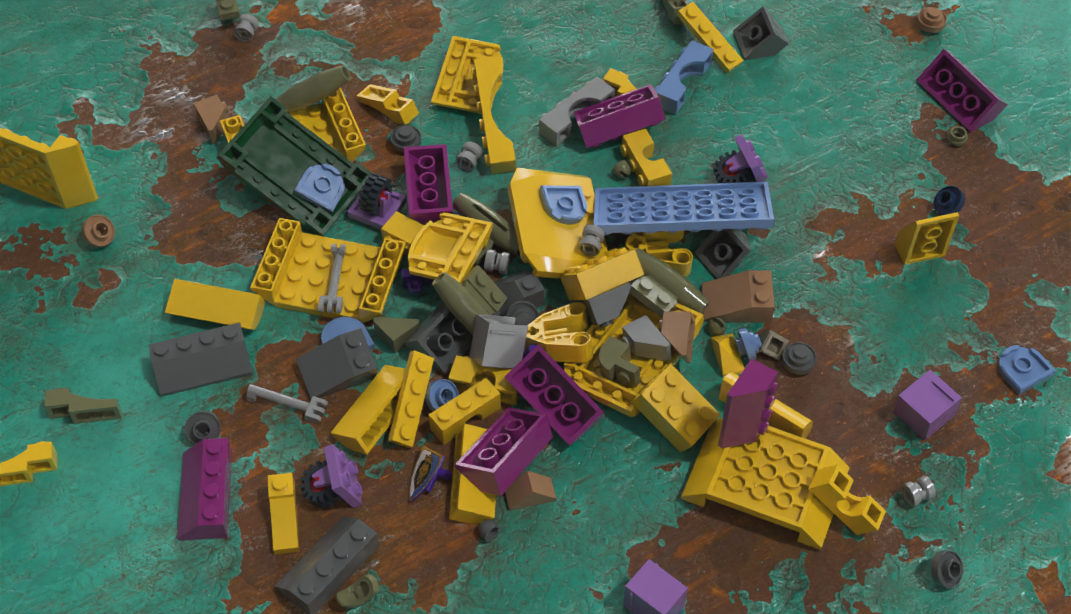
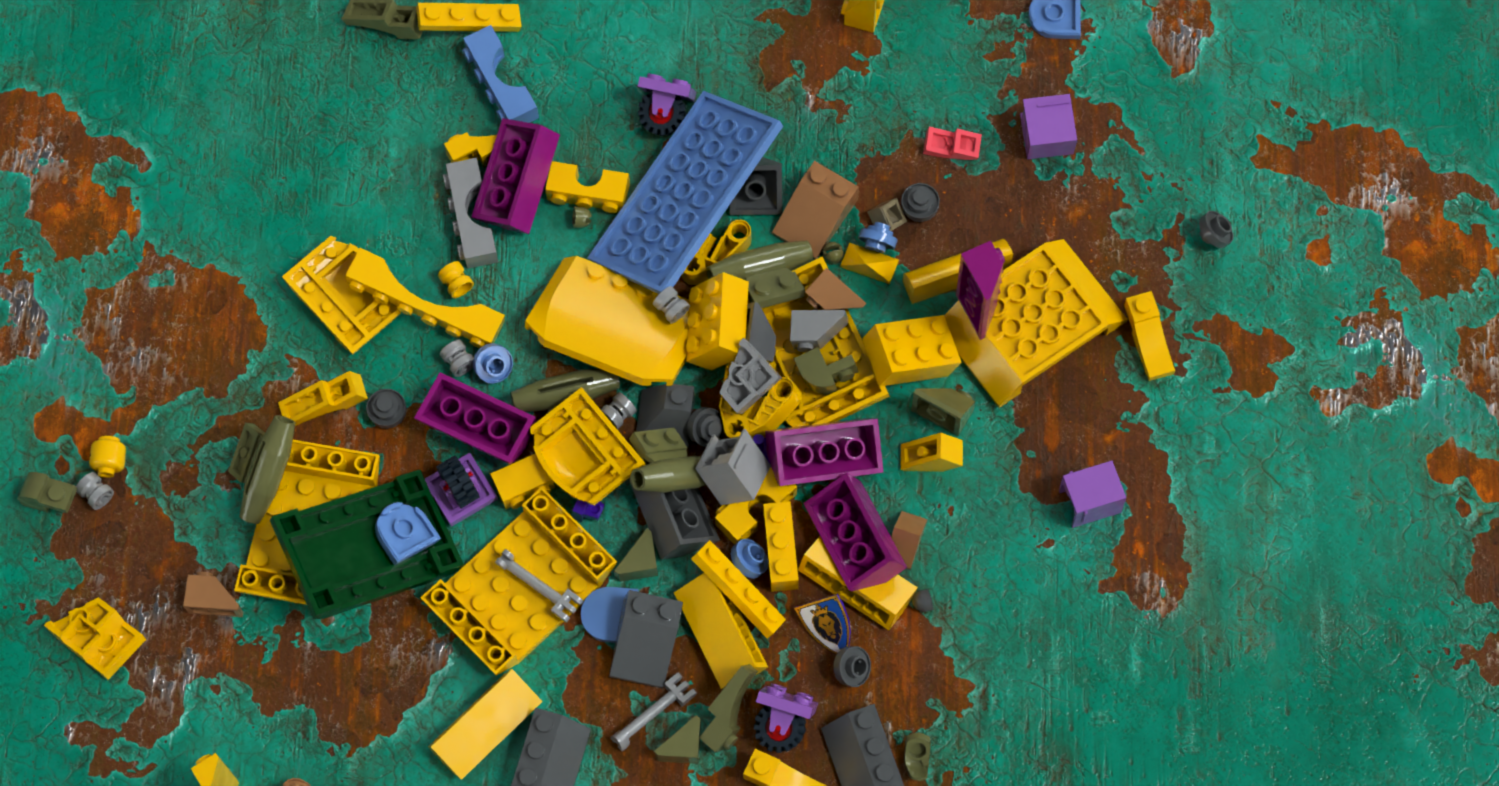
camera: 55 degrees left, 15 degrees up
(151, 79) = (97, 636): none -> yellow slope
(272, 21) = (107, 456): none -> yellow head
(274, 432) = (683, 745): none -> olive slope
(312, 440) = (726, 706): none -> olive slope
(402, 507) = (852, 666): none -> dark grey plate
(478, 175) = (492, 363): none -> medium blue plate
(524, 125) = (455, 279): none -> yellow wheel
(564, 203) = (603, 302): medium blue tile -> none
(570, 312) = (748, 378): none -> light grey slope
(609, 471) = (932, 453): none -> yellow slope
(651, 457) = (943, 407): none -> olive slope
(819, 569) = (1149, 335): none -> yellow slope
(832, 488) = (1096, 269): yellow arch -> none
(861, 356) = (952, 145): none -> coral slope
(920, 490) = (1126, 195): light grey wheel -> none

